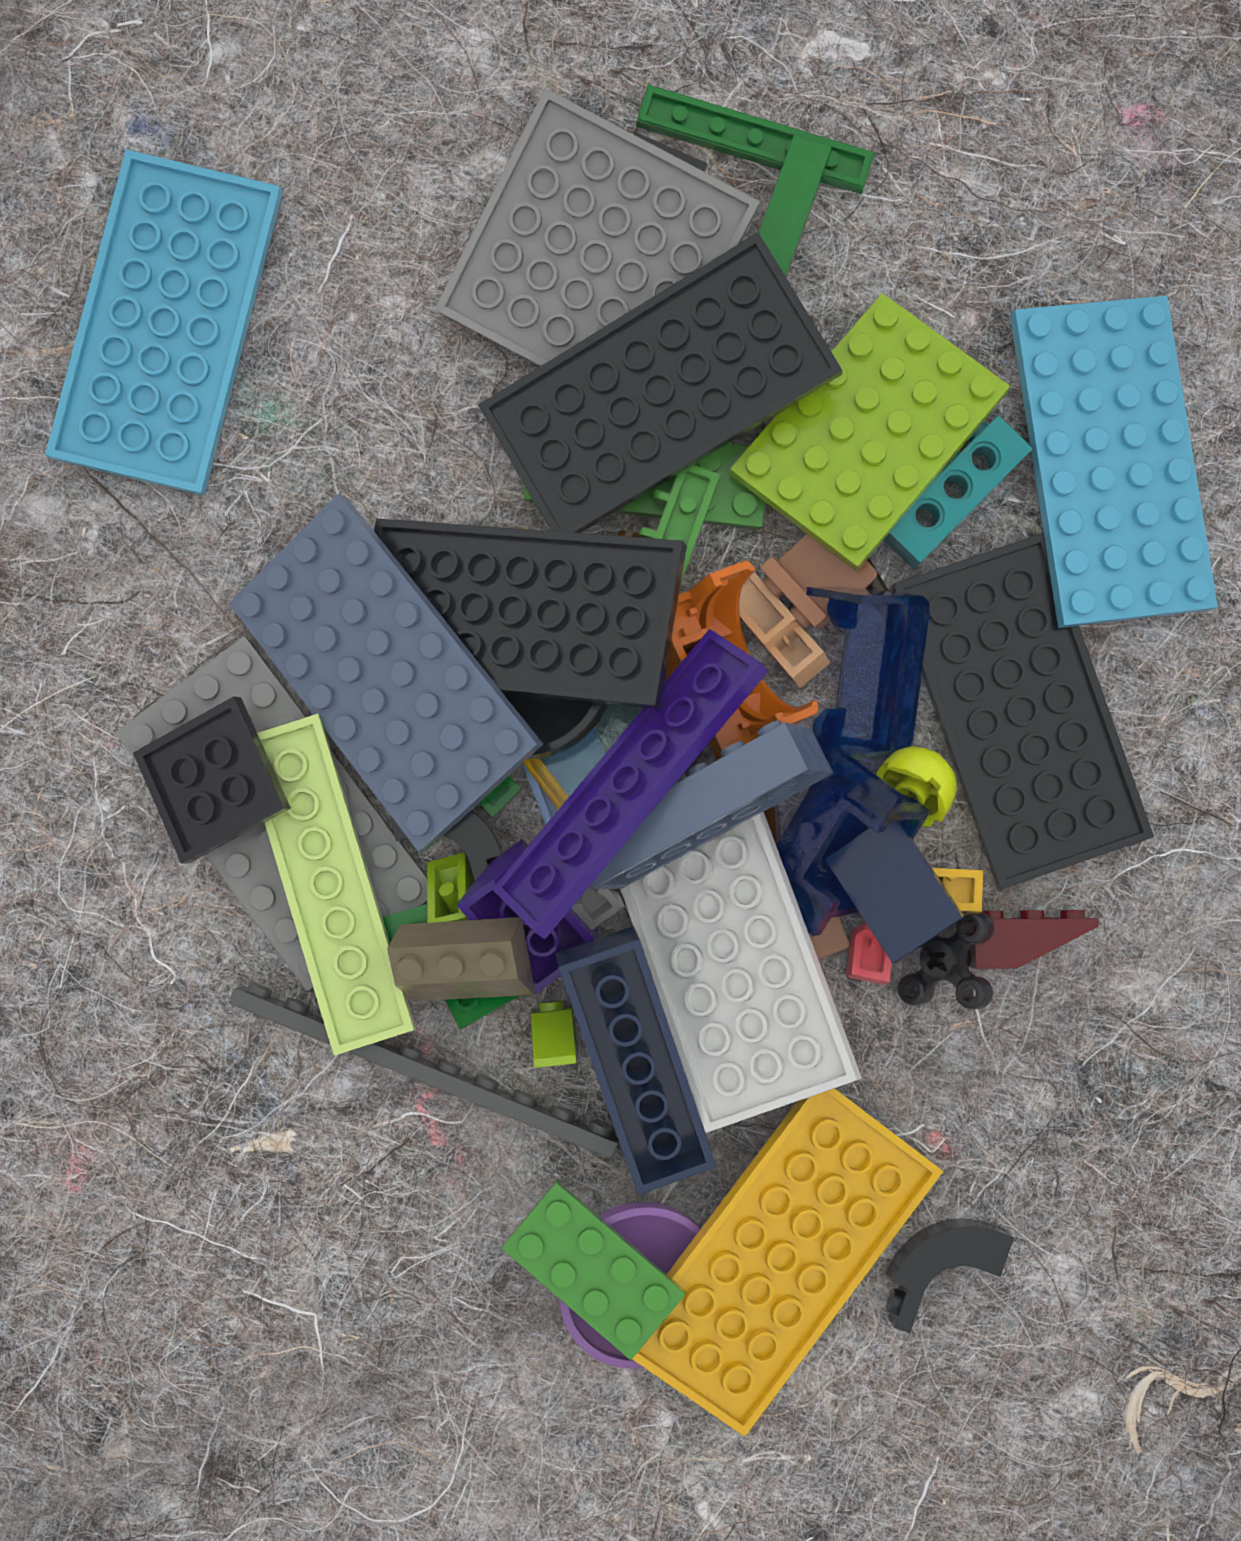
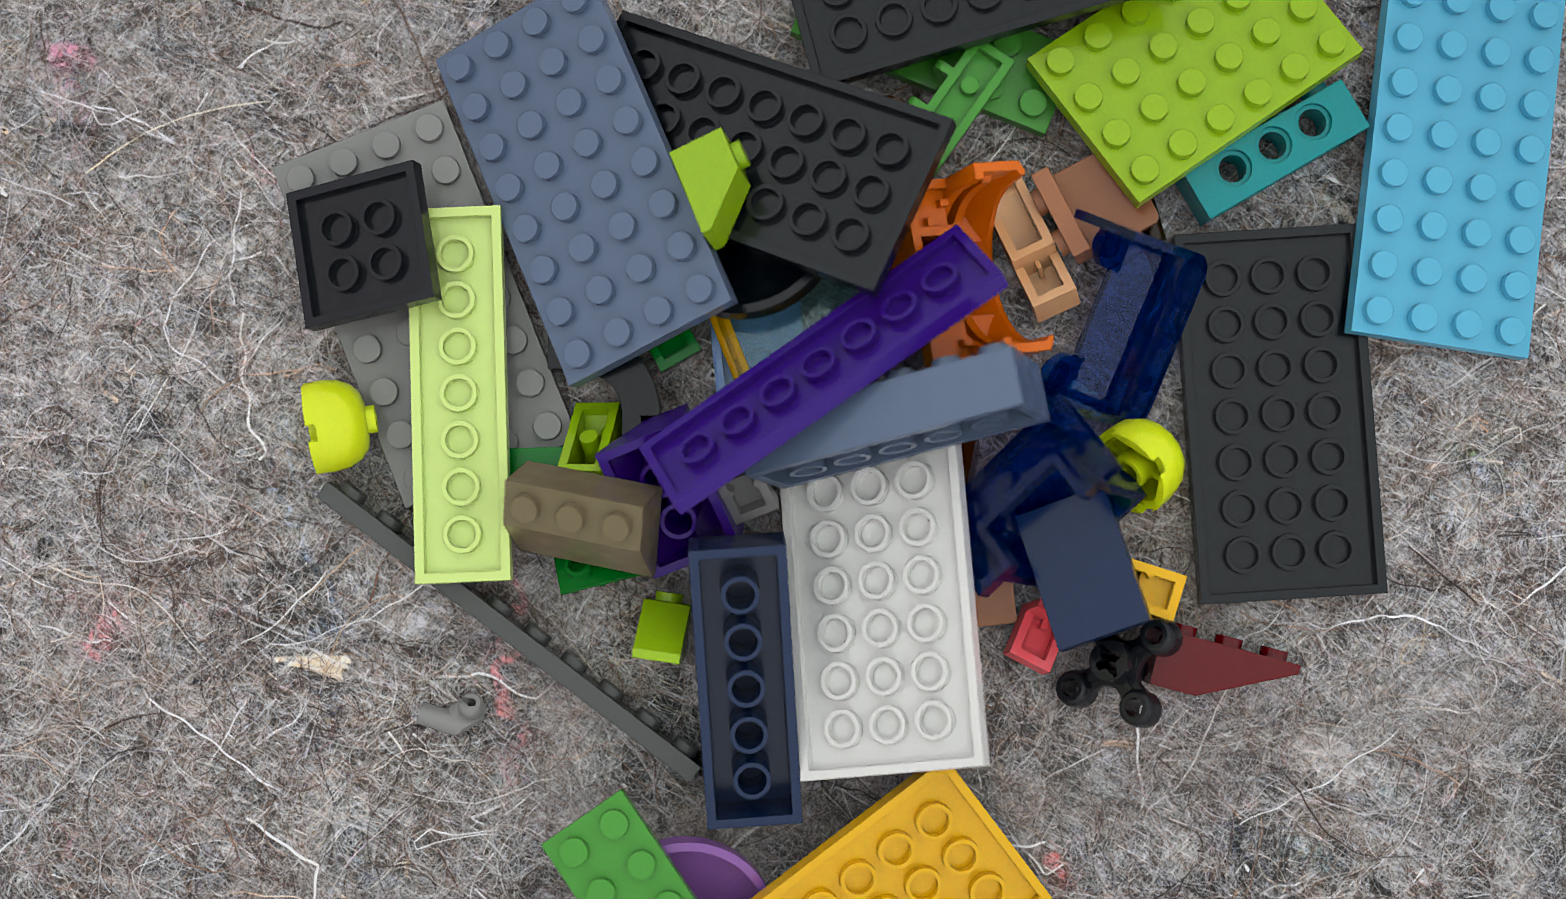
camera: 20 degrees right, 0 degrees up
(230, 937) = (337, 424): none -> neon yellow cylinder
(398, 1158) = (456, 718): none -> light grey arm
(495, 648) = (714, 182): none -> lime slope

